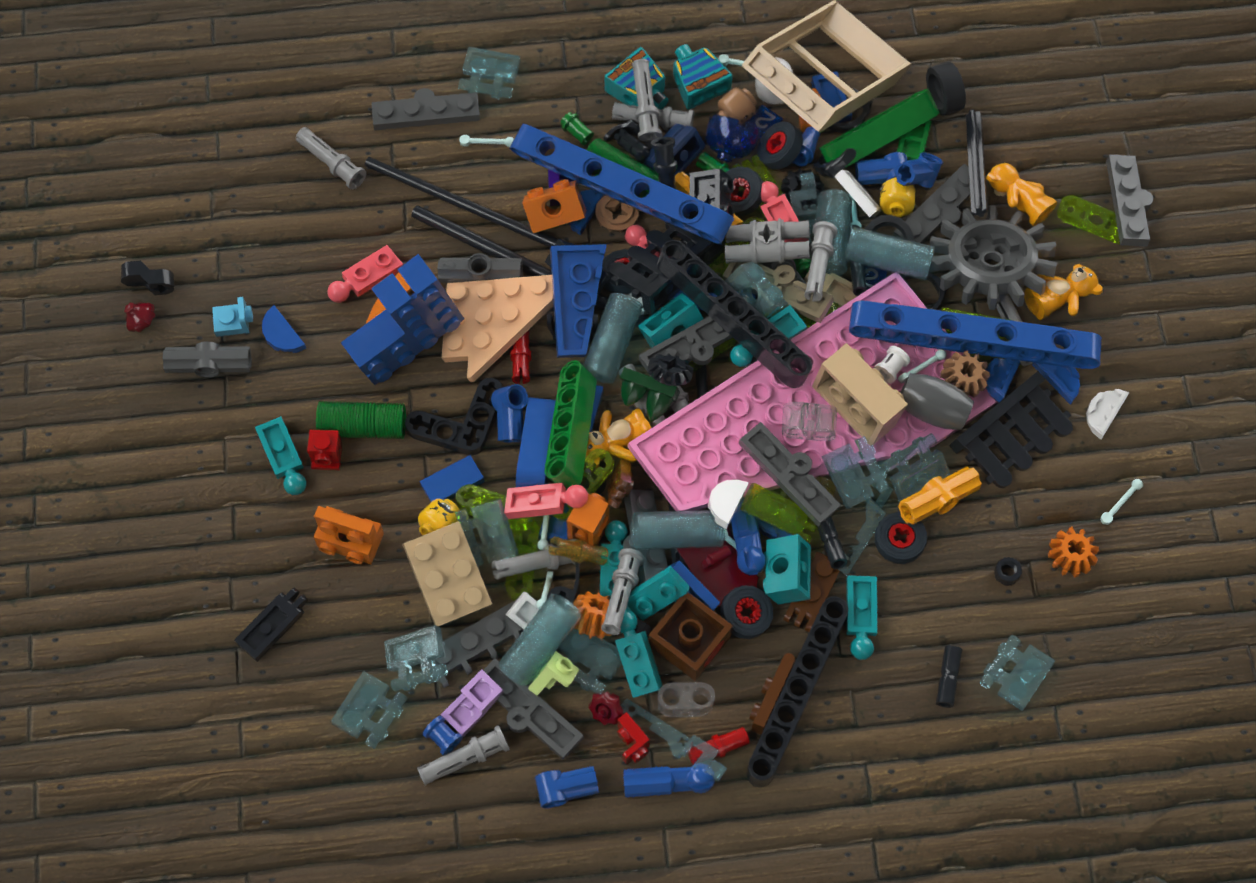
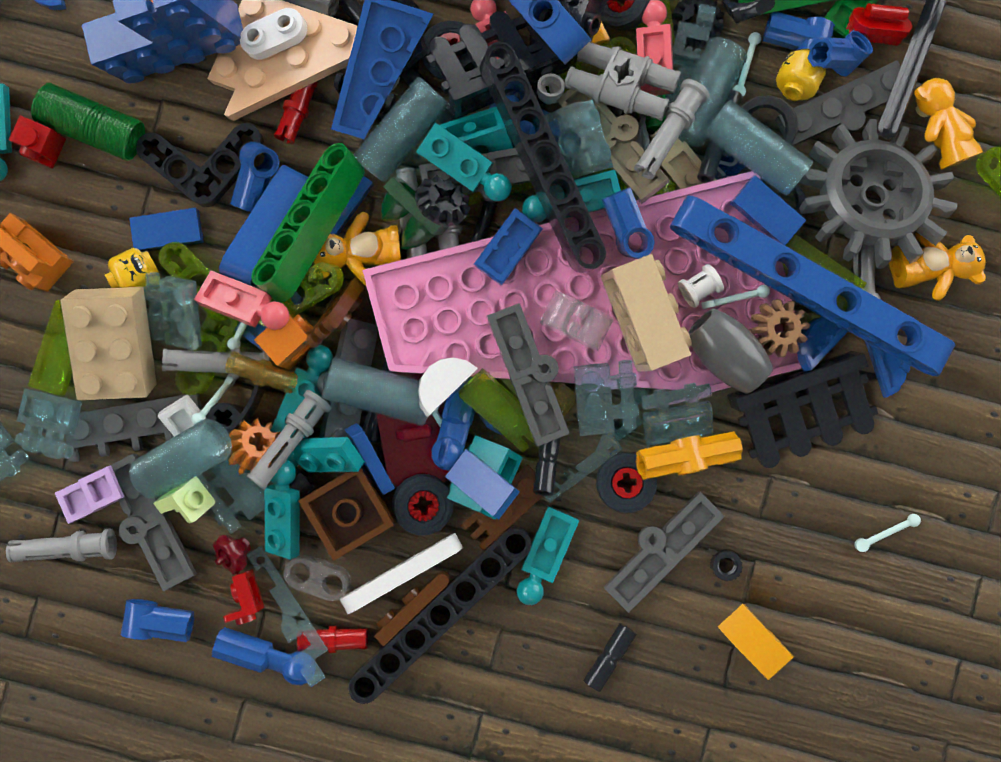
camera: 15 degrees right, 20 degrees up
(400, 601) = (53, 364): none -> clear neon green hinge
(442, 735) = (47, 516): blue bush -> none
(486, 302) = (272, 36): none -> white plate
(674, 339) = (463, 163): none -> teal plate
(716, 265) = (556, 88): none -> white hinge
(733, 386) = (507, 246): none -> blue plate
(751, 672) = (401, 573): none -> white beam
(789, 566) = (482, 484): none -> tile
(816, 335) = (625, 221): none -> blue piece
(858, 193) = (757, 53): white tile -> none
(916, 294) = (767, 211): none -> blue tile
(940, 142) = (881, 23): none -> red piece
(952, 578) = (662, 550): none -> dark grey hinge
(1025, 677) = (691, 690): clear light blue plate -> none
(1058, 618) = (755, 641): none -> light orange slope
(1073, 542) = (818, 580): orange gear -> none
(1103, 410) = (917, 420): white tile -> none

